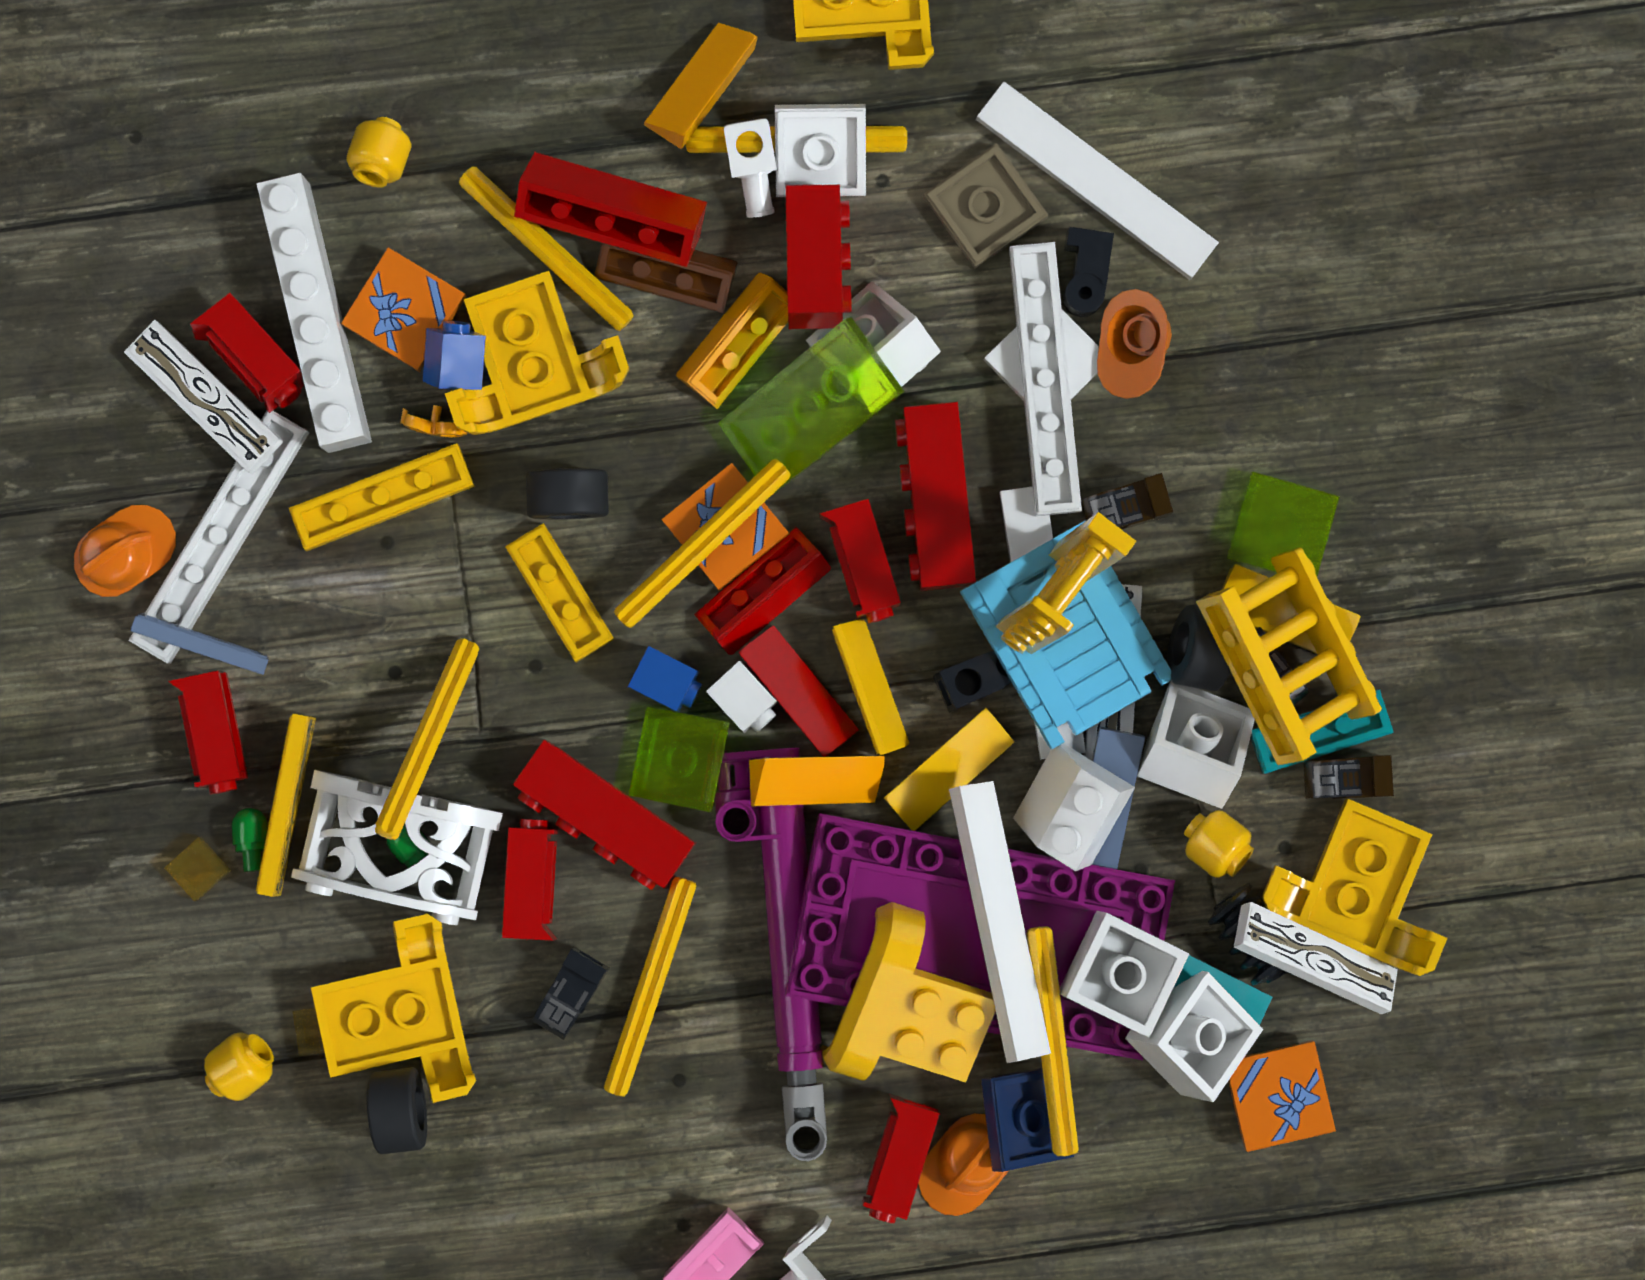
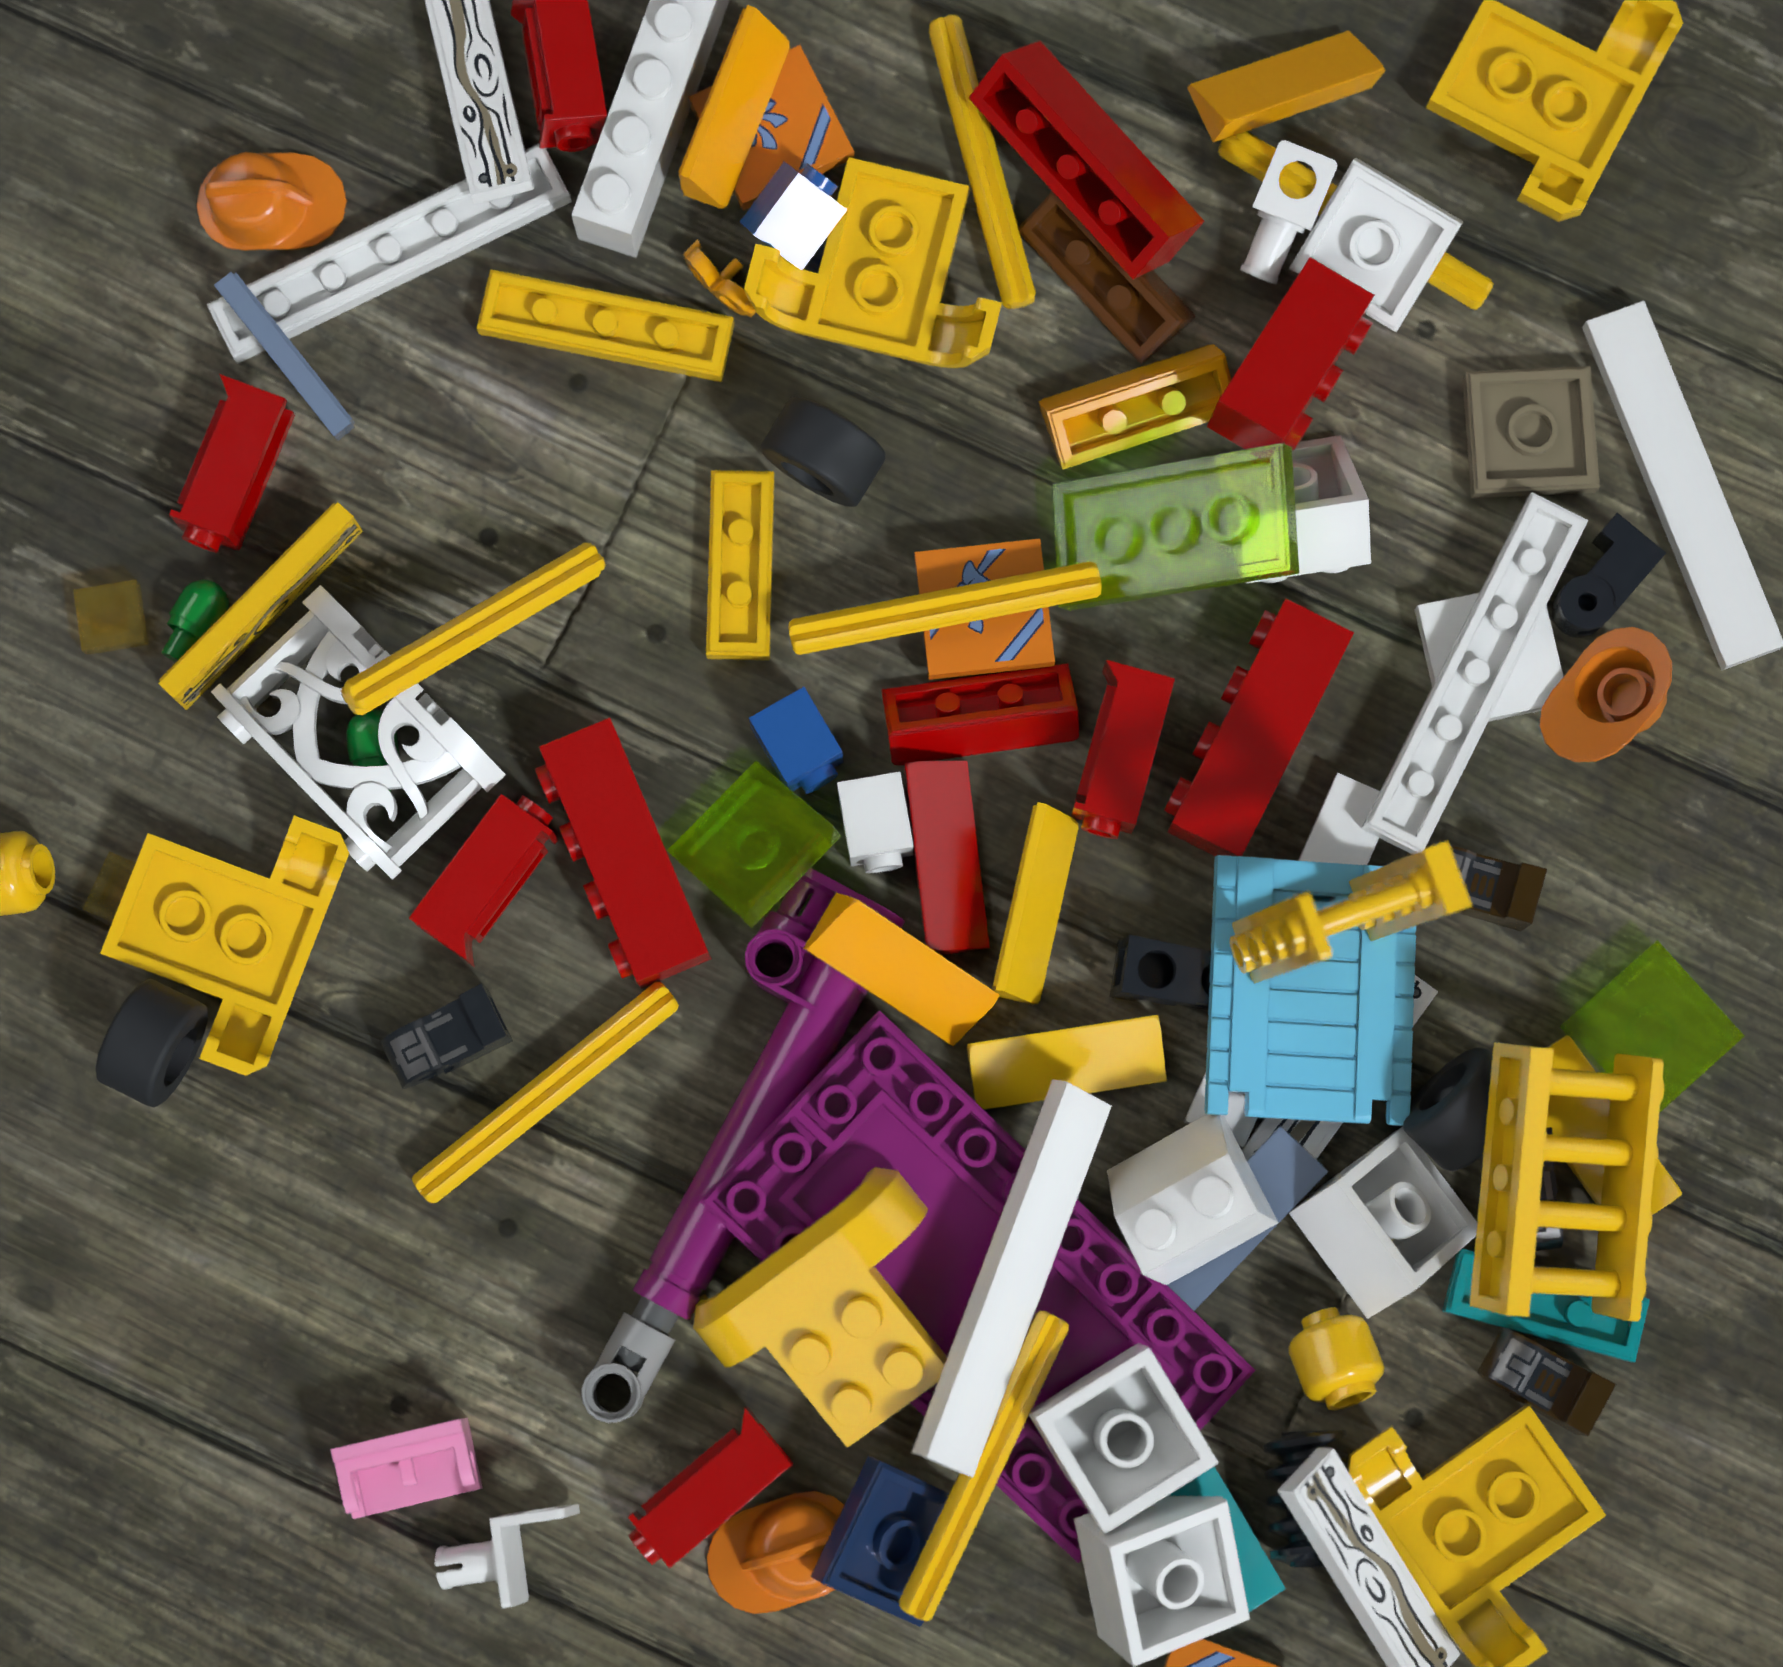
camera: 30 degrees right, 5 degrees down
(375, 316) = (733, 110): none -> light orange slope

